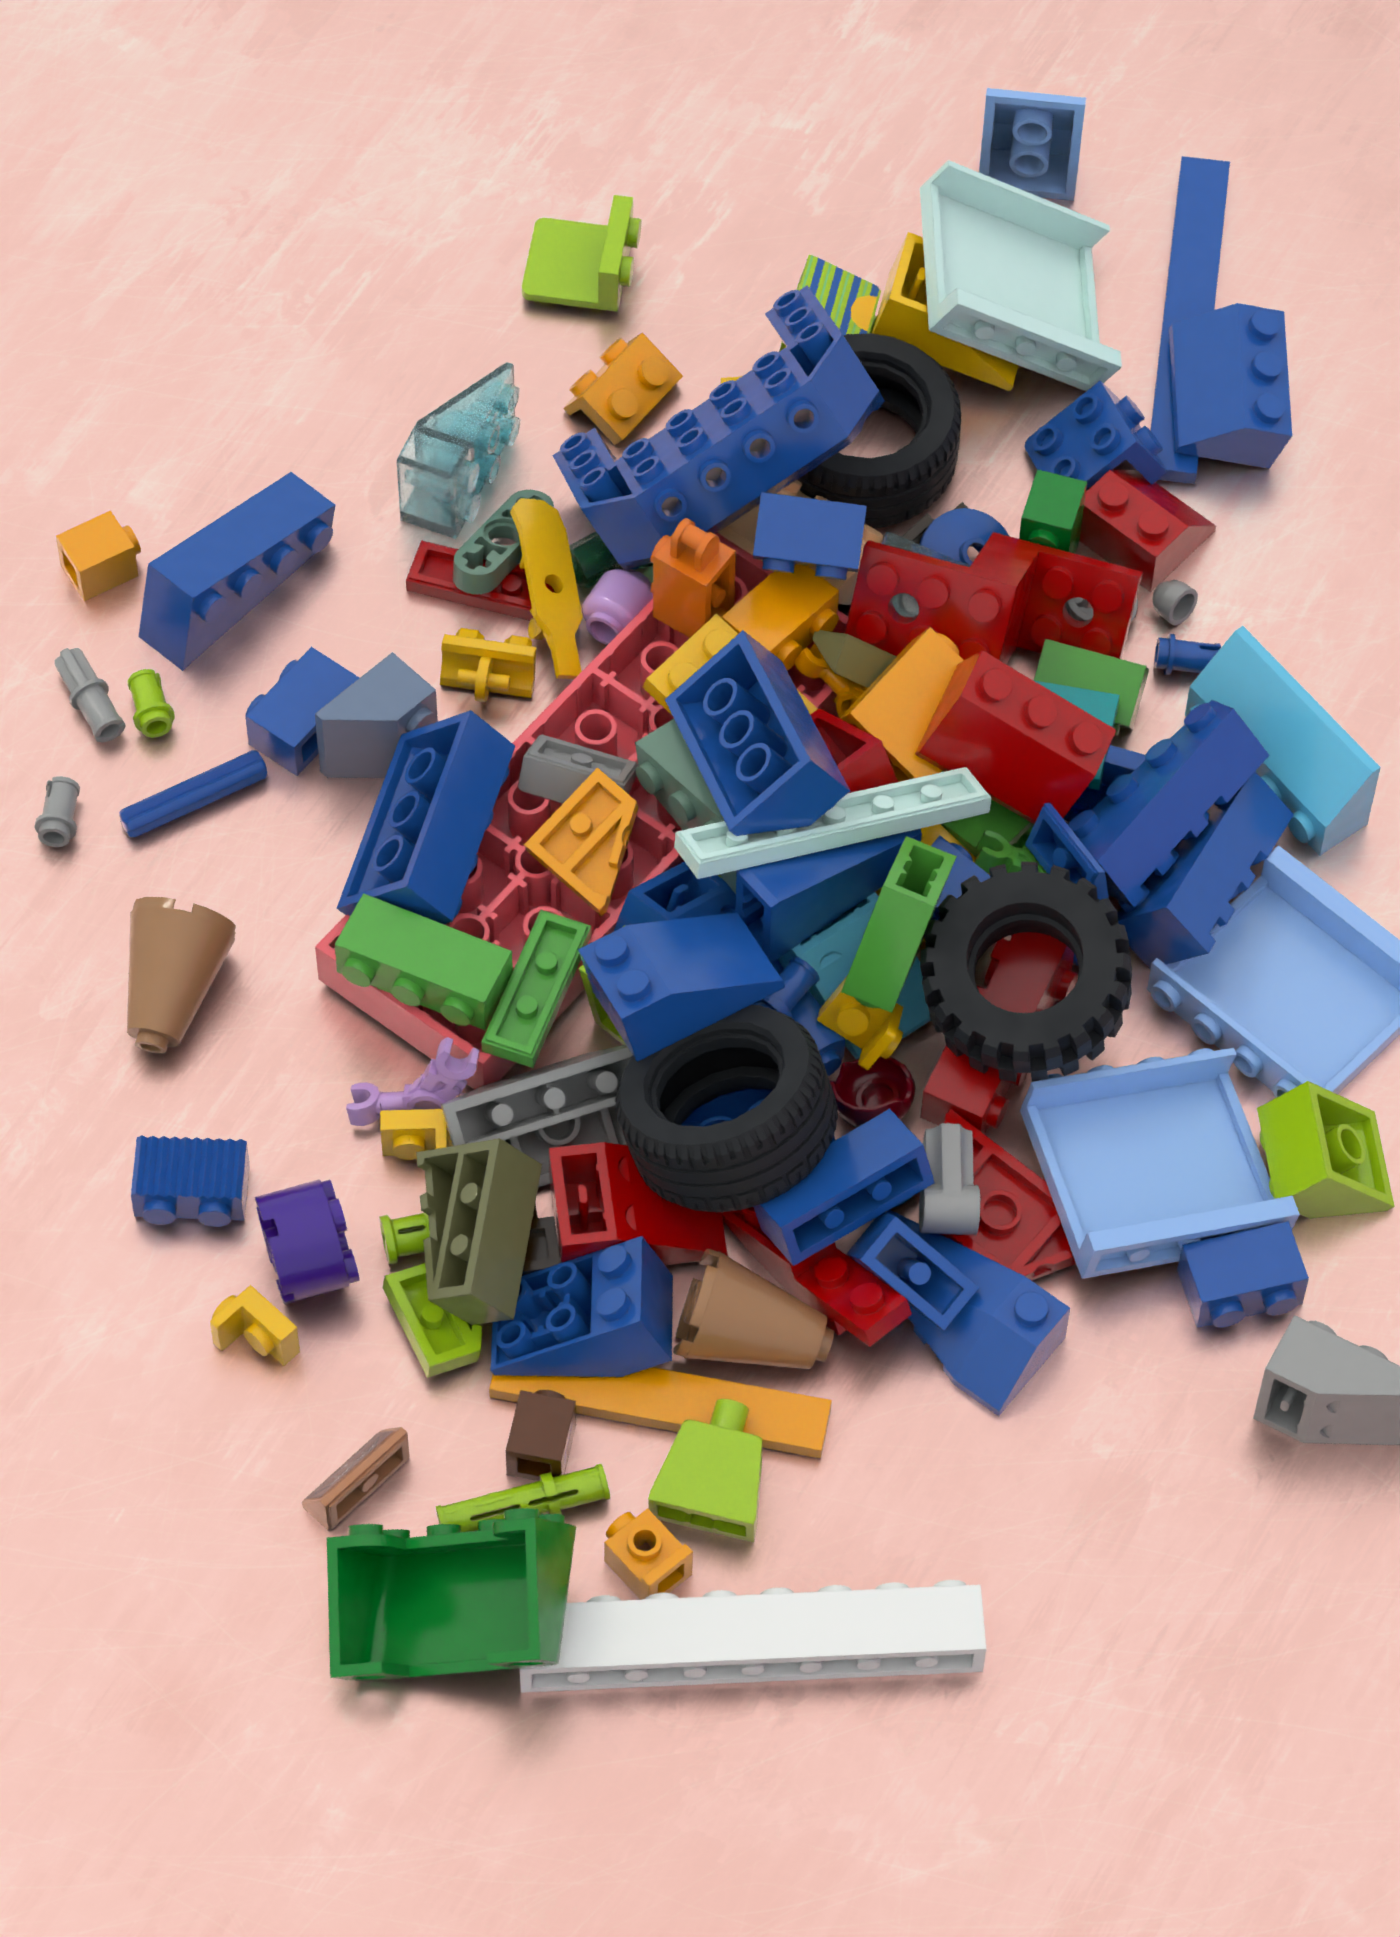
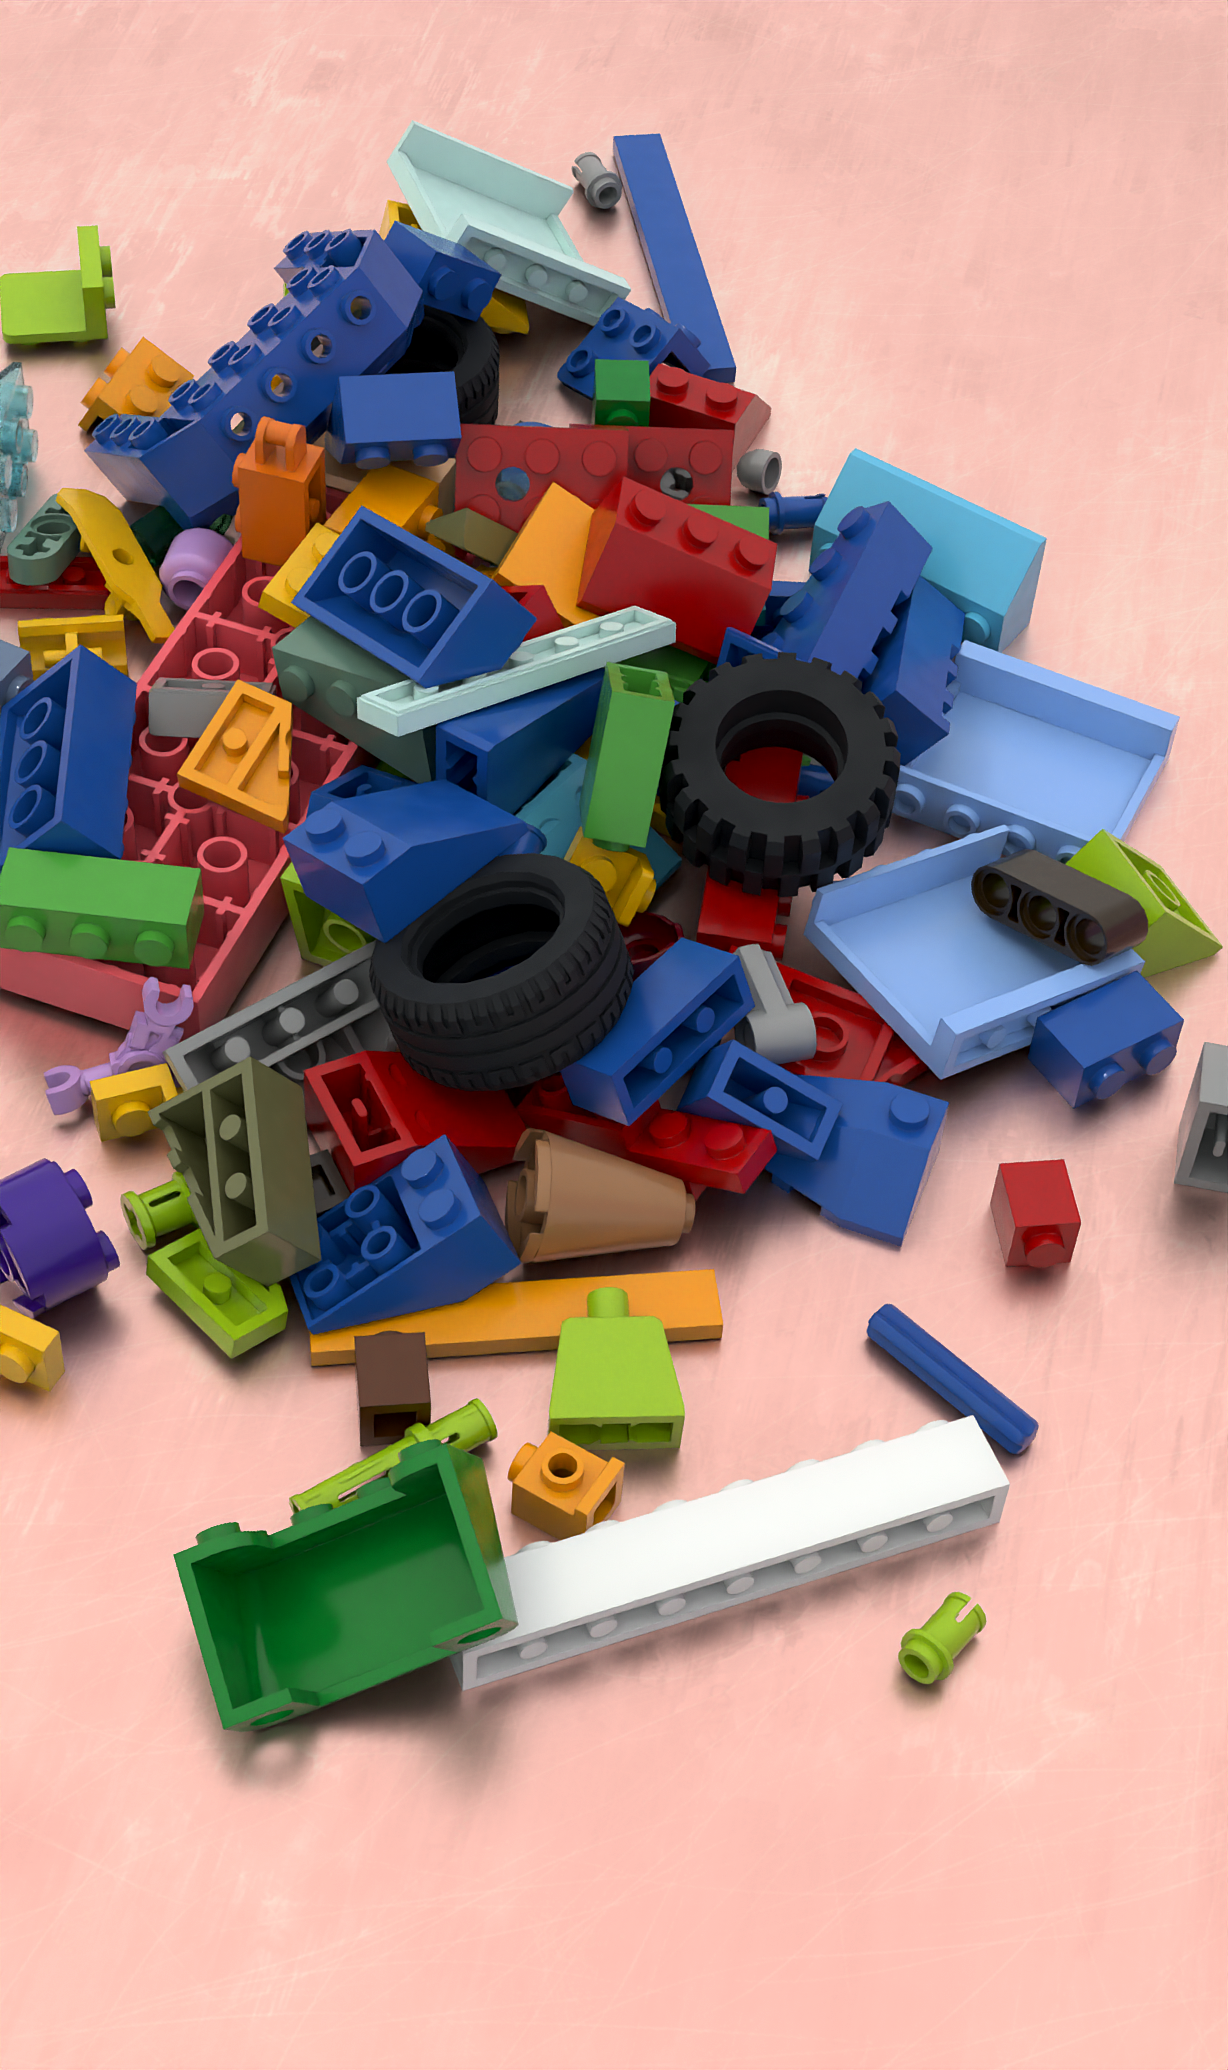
camera: 20 degrees left, 10 degrees down
(358, 1477) = (182, 1490): nougat slope -> none
(536, 989) = (235, 914): bright green tile -> none
(882, 1760) = (930, 1651): none -> lime pin
(912, 350) = (444, 271): none -> blue brick
(989, 1544) = (952, 1378): none -> blue axle
(1033, 141) = (479, 103): light blue slope -> none
(1113, 1420) = (1035, 1213): none -> red brick
(1146, 220) = (601, 186): none -> light grey pin
(1231, 385) = (743, 287): blue slope -> none
(1242, 1145) = (1059, 906): none -> dark brown beam

